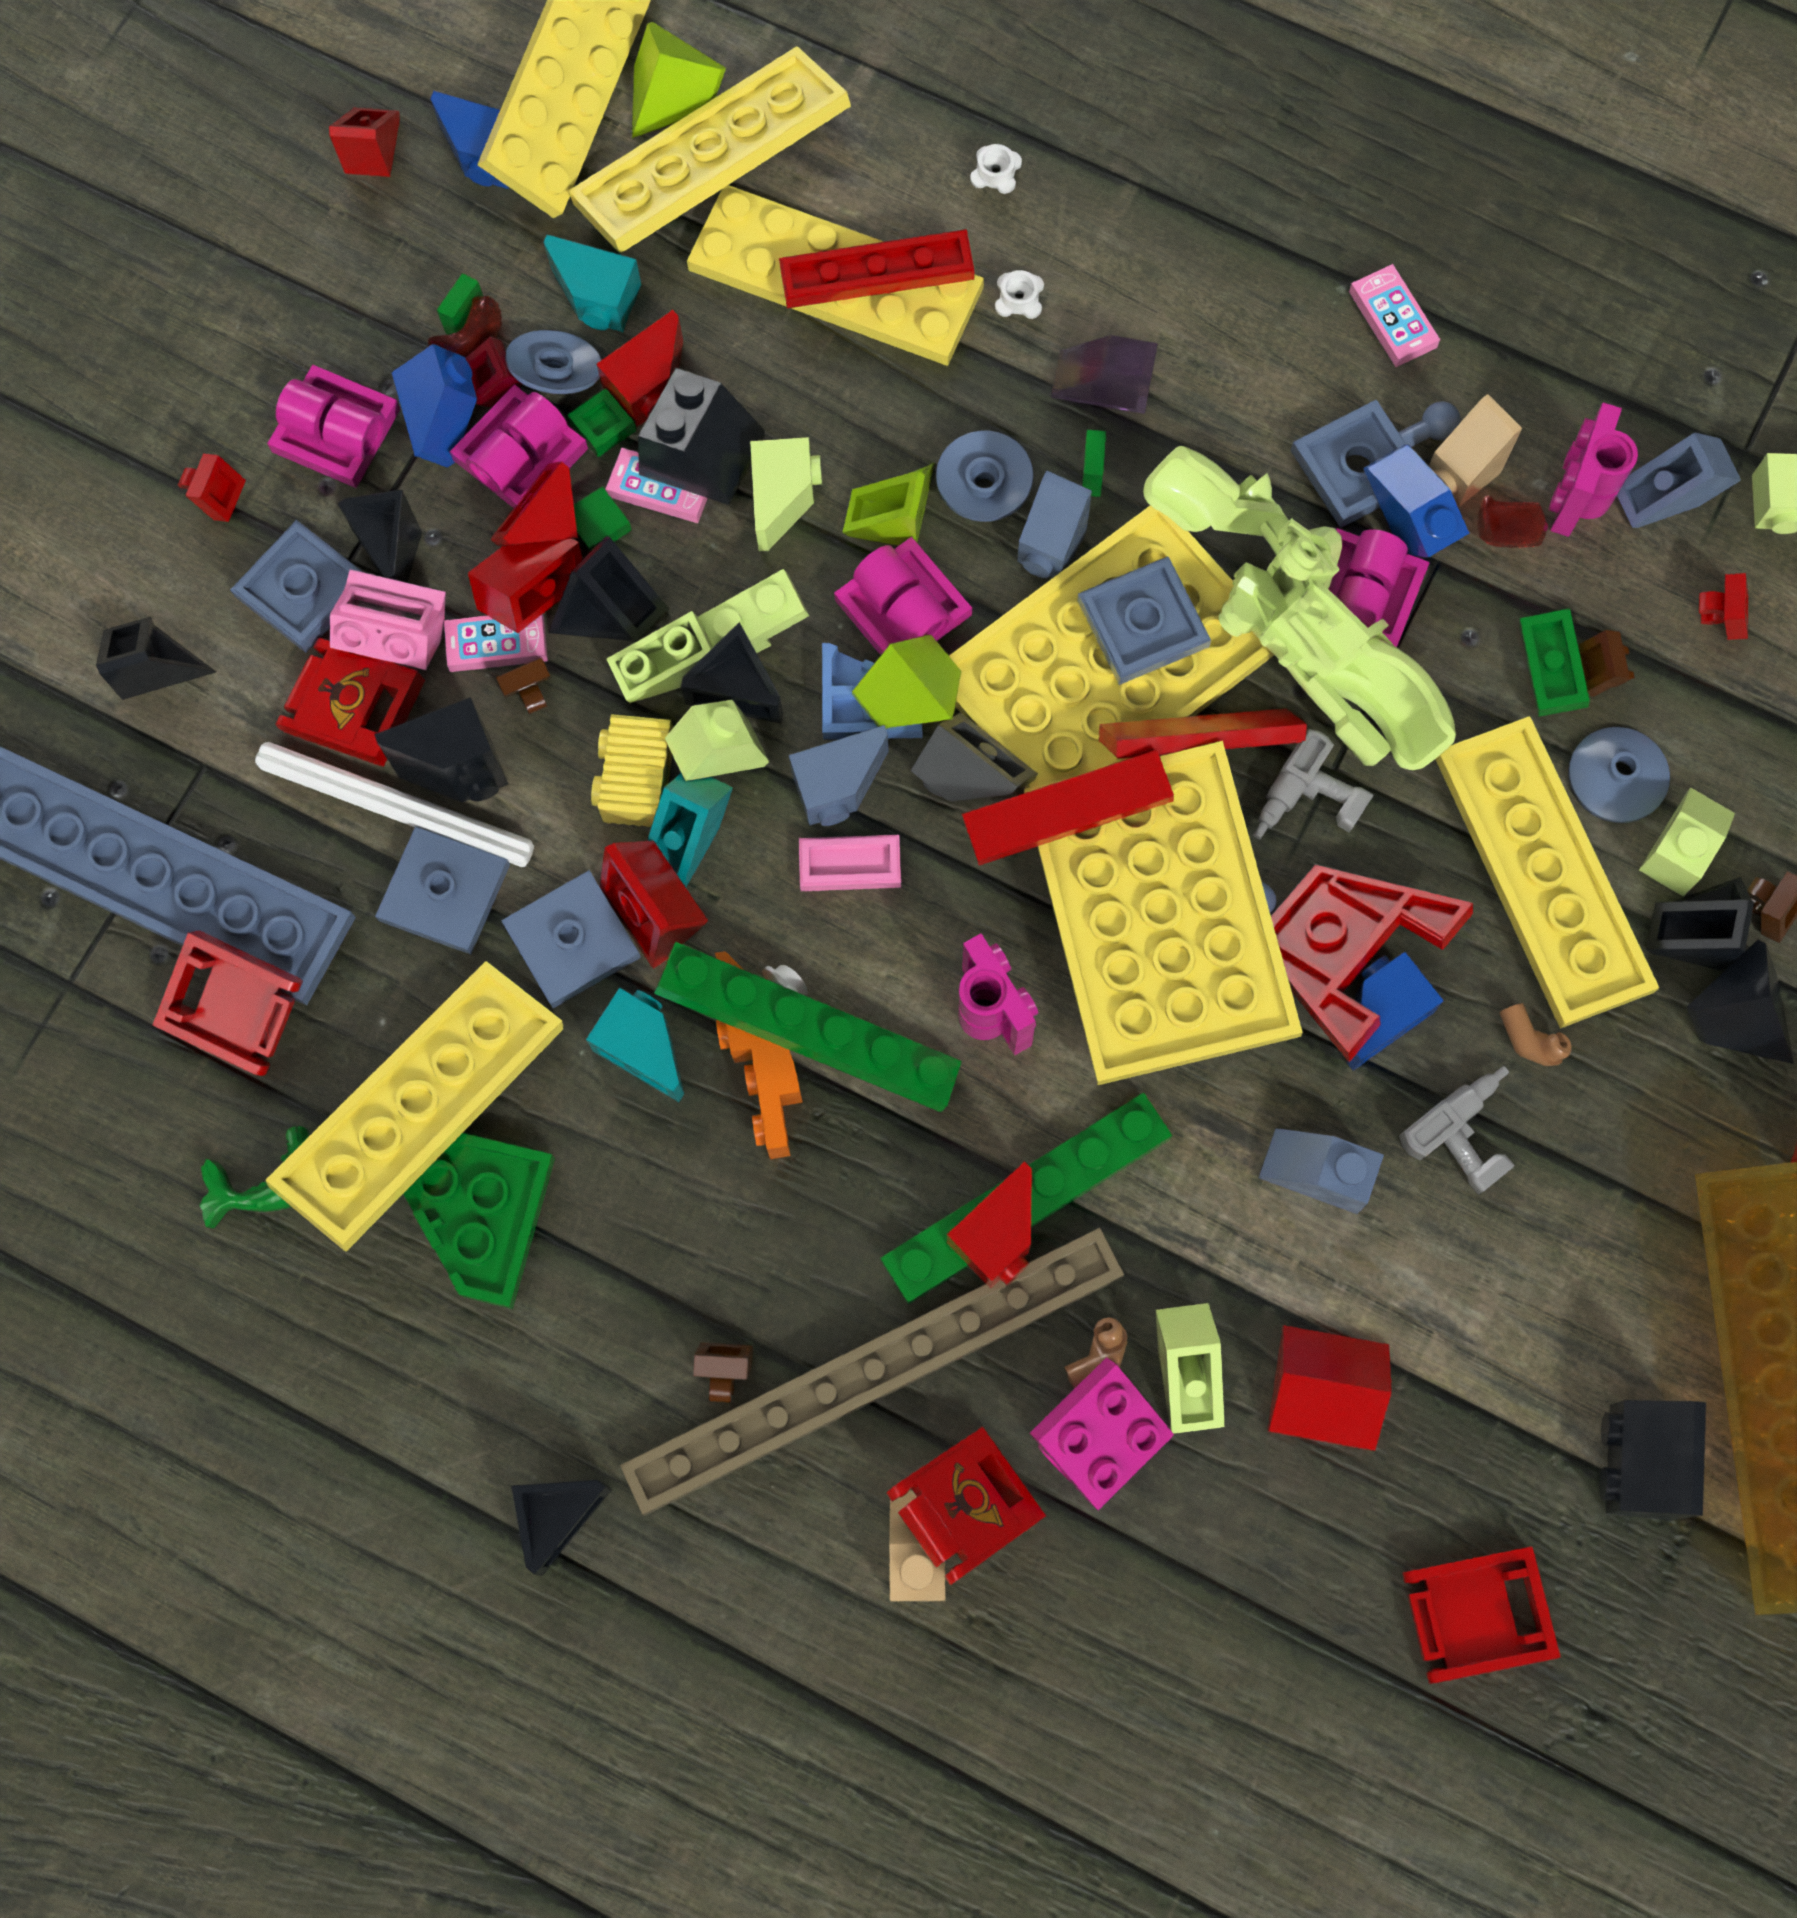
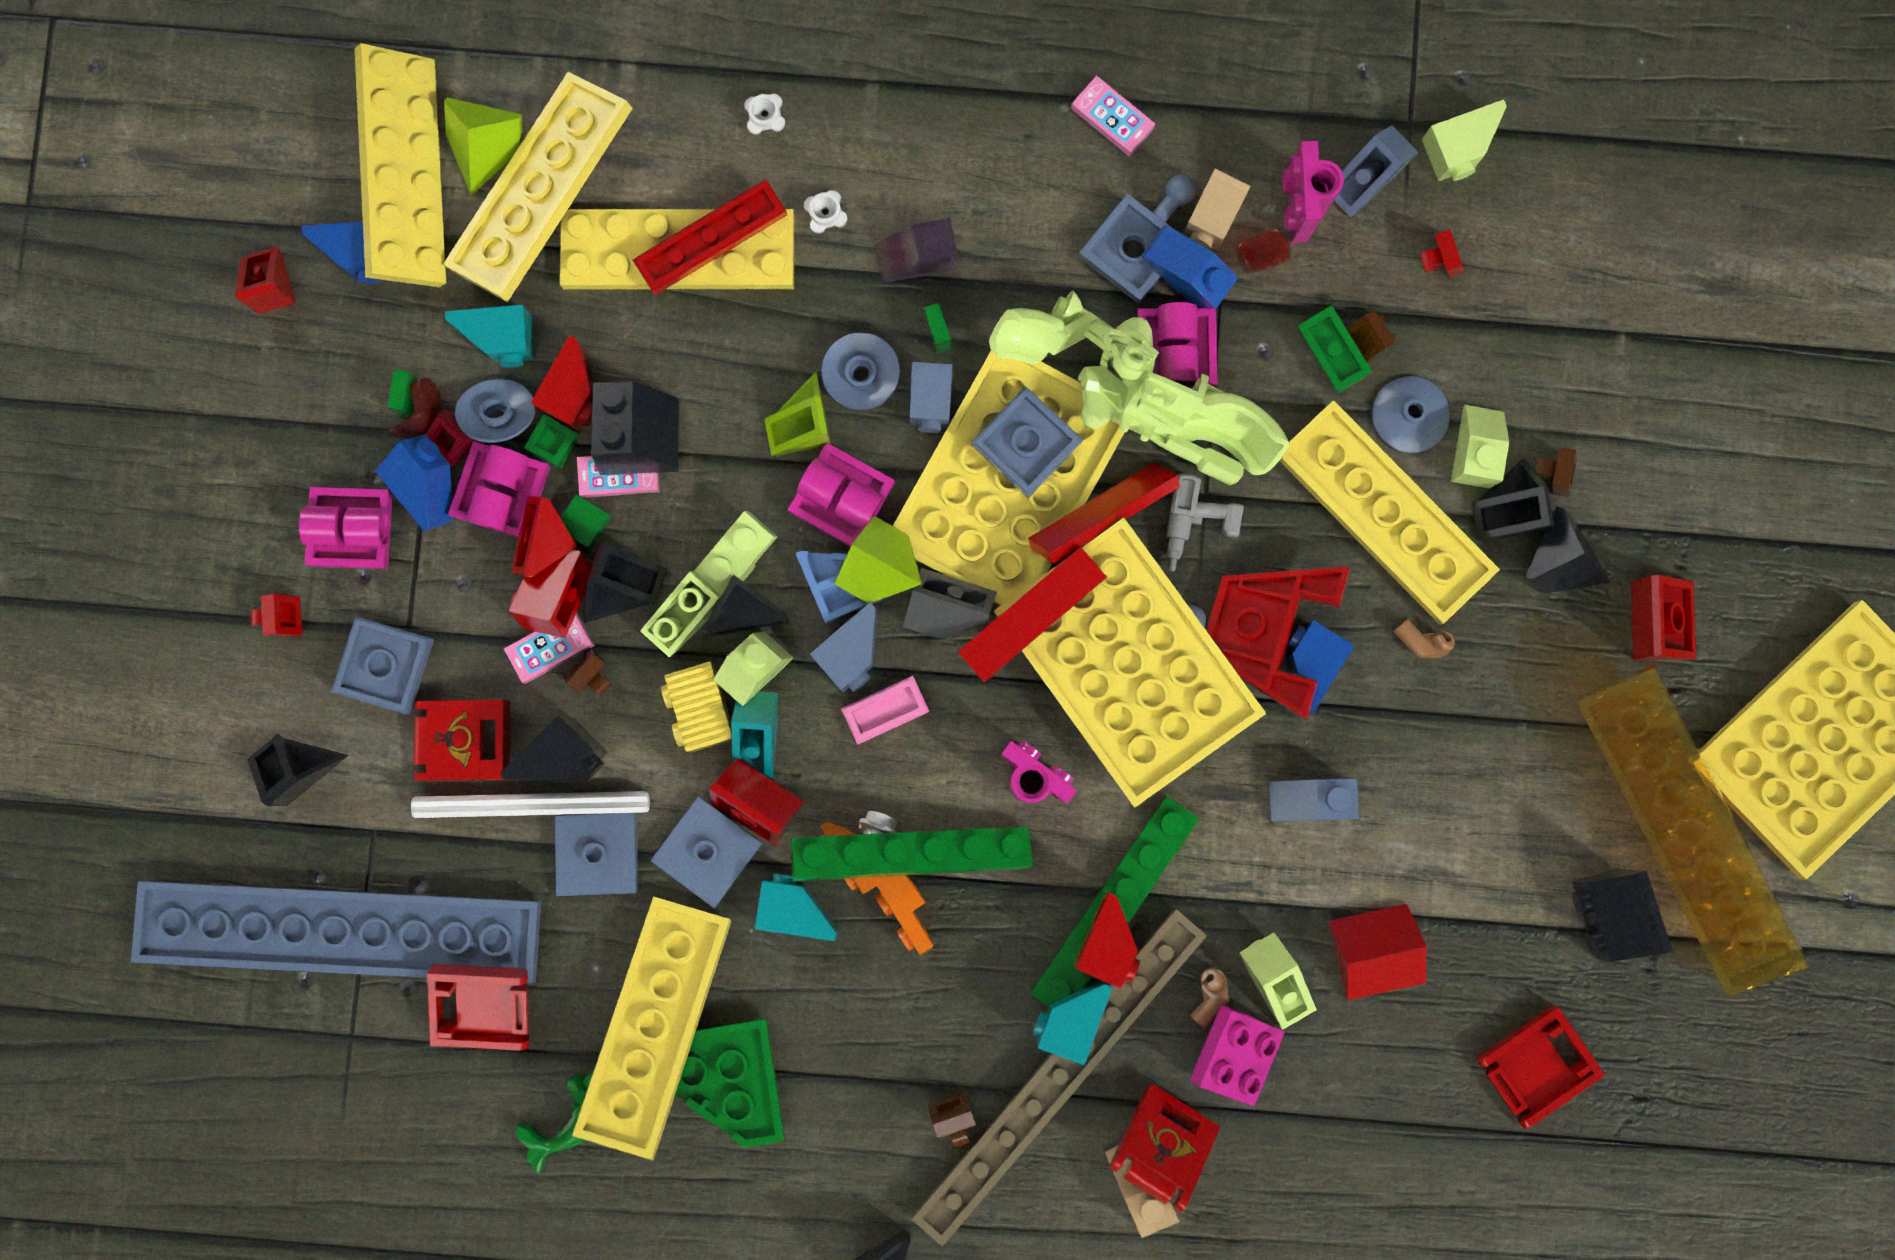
camera: 25 degrees left, 10 degrees up
(385, 530) = (431, 601): black slope -> none
(388, 620) = (463, 669): bright pink window -> none
(781, 485) = (711, 440): yellowish green slope -> none
(916, 1303) = (1072, 1023): none -> teal slope
(1448, 1124) = (1388, 731): light grey piece -> none

